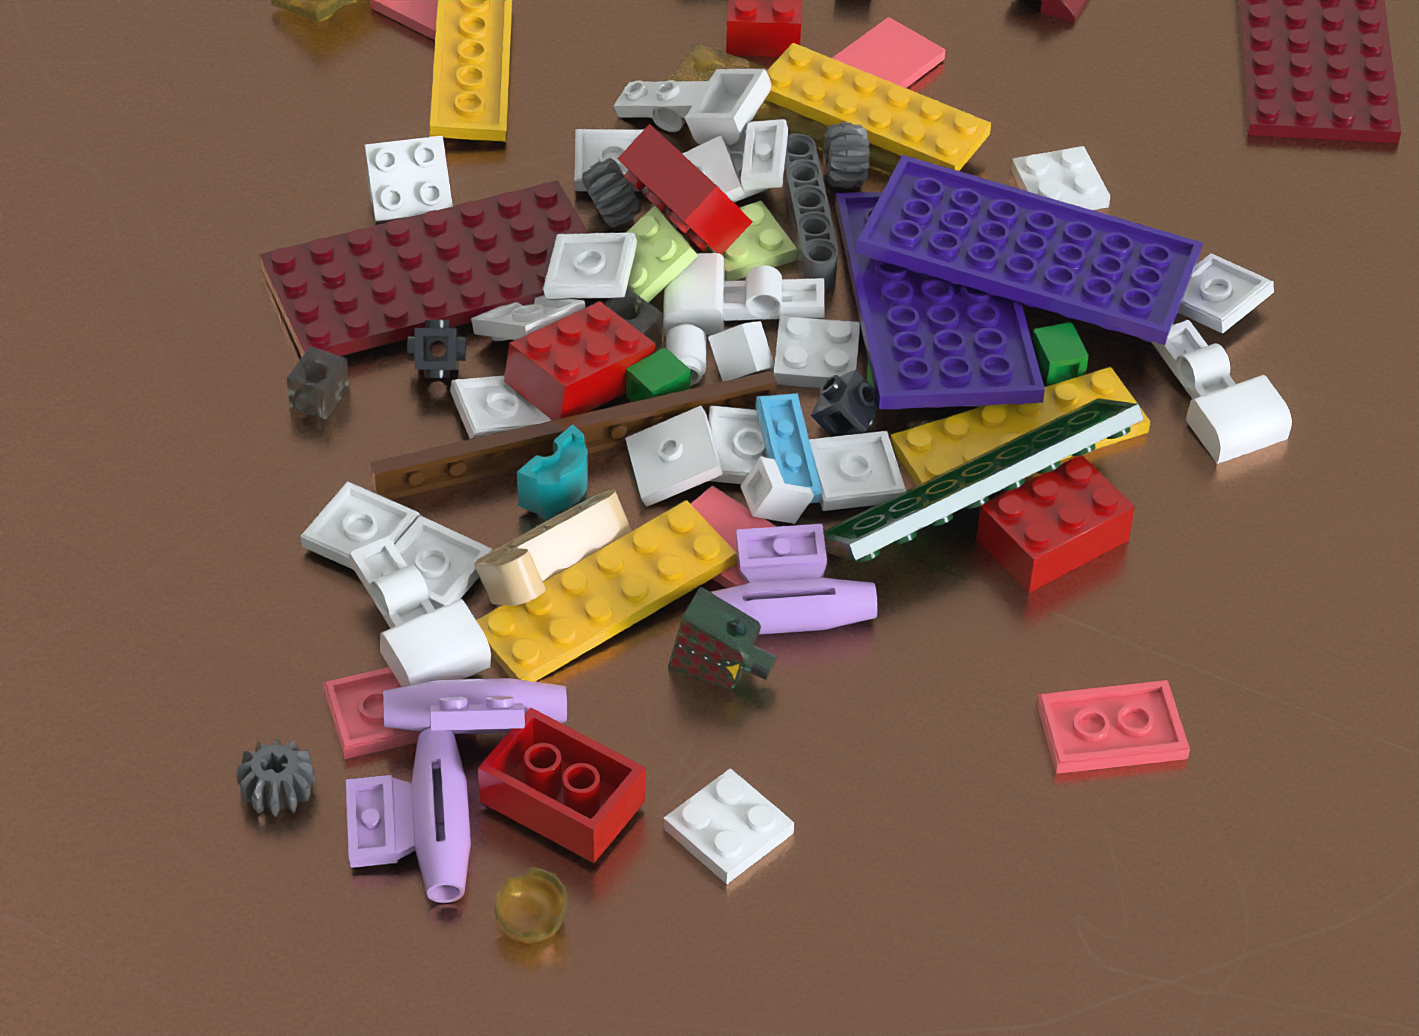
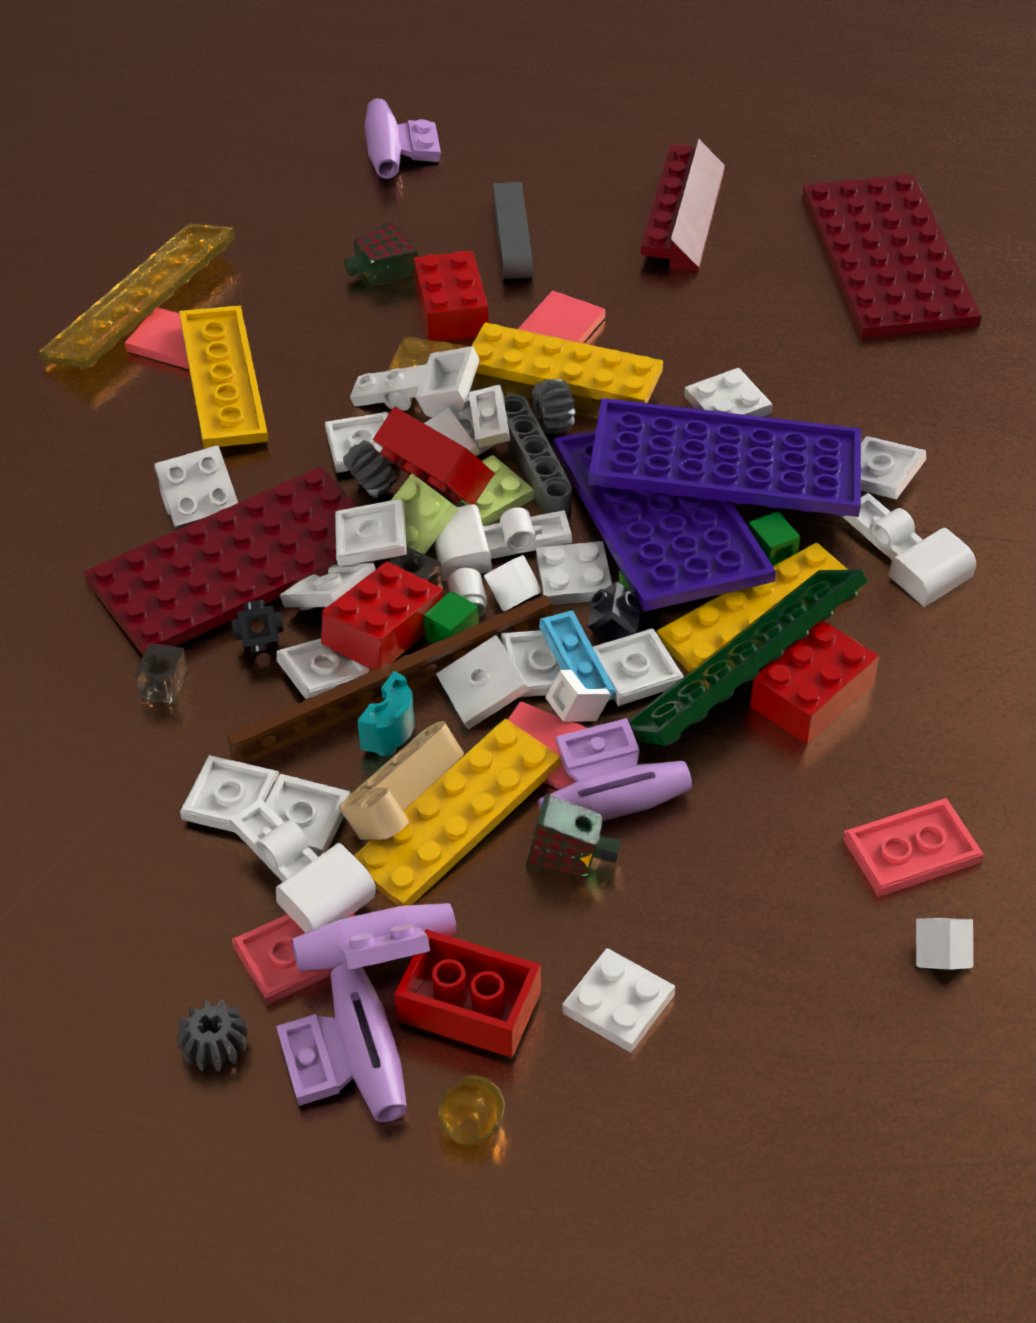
camera: 10 degrees left, 0 degrees up
(1111, 835) = (944, 943): none -> white panel

